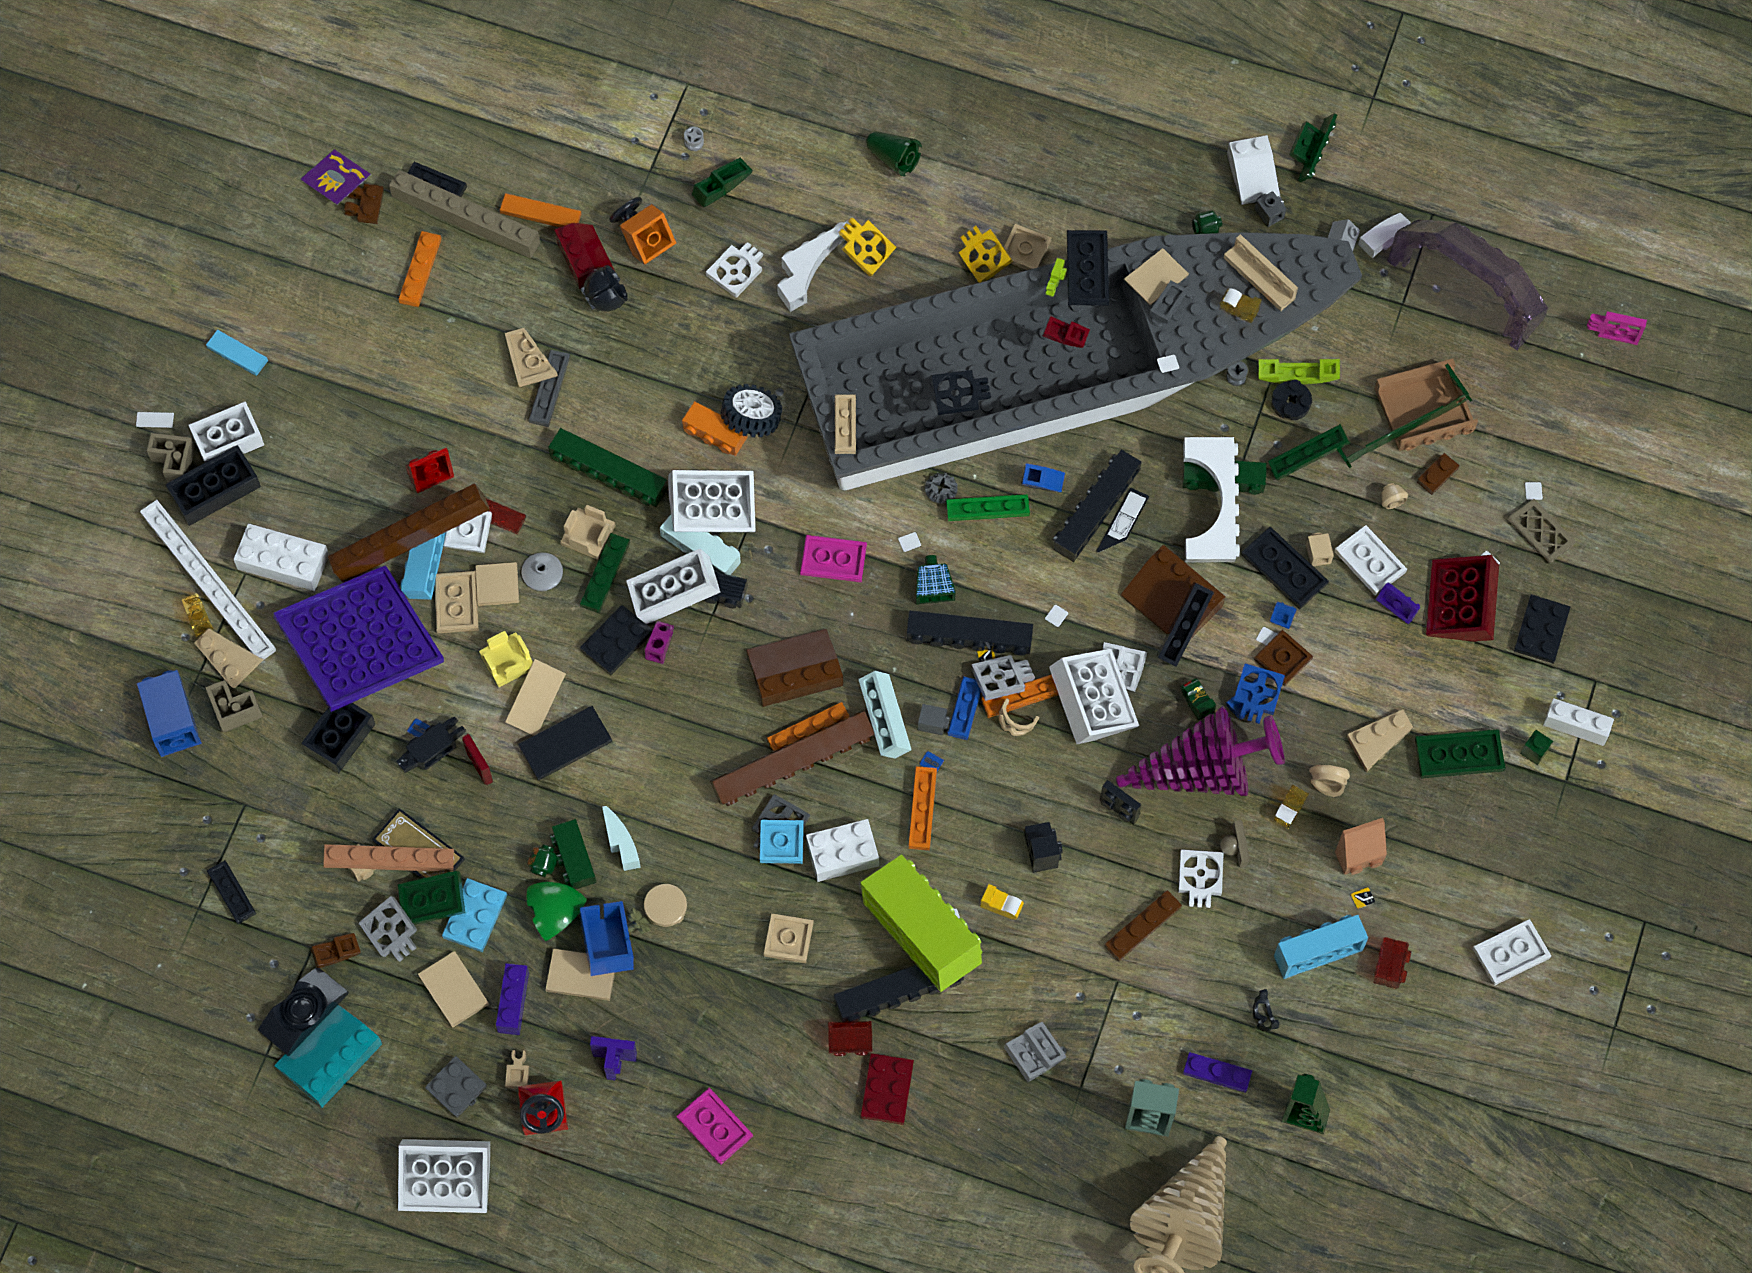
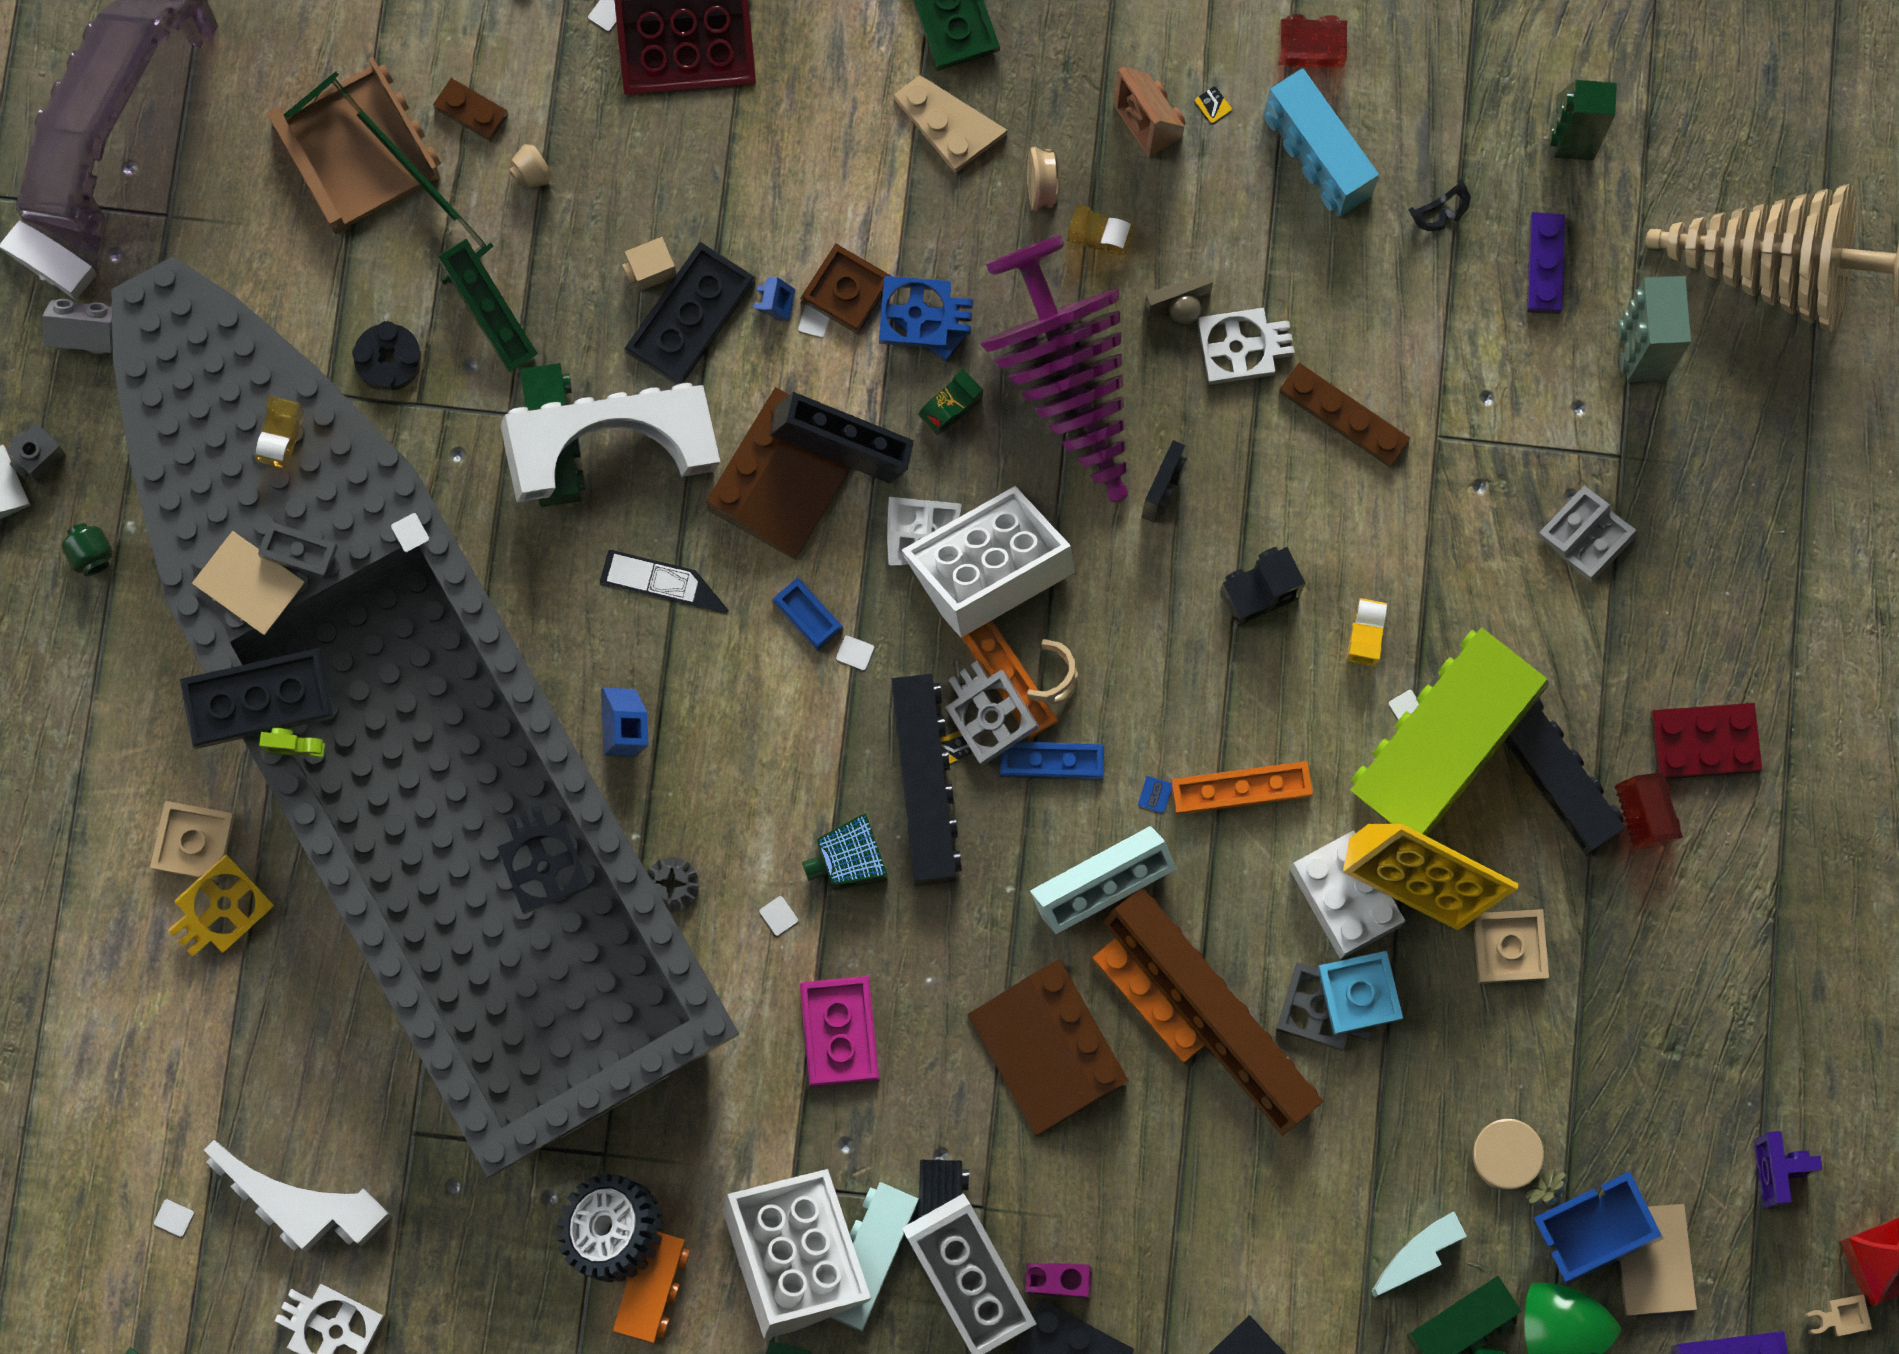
camera: 105 degrees left, 10 degrees up
(714, 1126) = (1836, 988): dark pink tile -> none
(818, 205) = (173, 1217): none -> white sticker
(841, 884) = (1424, 874): none -> yellow slope
(845, 424) = (644, 1037): tan tile -> none
(854, 236) = (233, 1132): yellow piece -> none
(895, 151) = (46, 1106): dark green cone -> none
(933, 719) = (1089, 803): dark grey brick -> none
(988, 507) = (693, 799): green plate -> none
(1065, 333) = (390, 708): dark red slope -> none
(1085, 593) = (807, 614): none -> blue tile
(1097, 505) = (650, 624): black brick -> none
(1261, 273) = (212, 411): tan fence -> none
(1306, 373) = (333, 339): lime slope -> none
(1370, 560) = (649, 184): white plate -> none
(1398, 603) = (715, 129): dark purple plate -> none

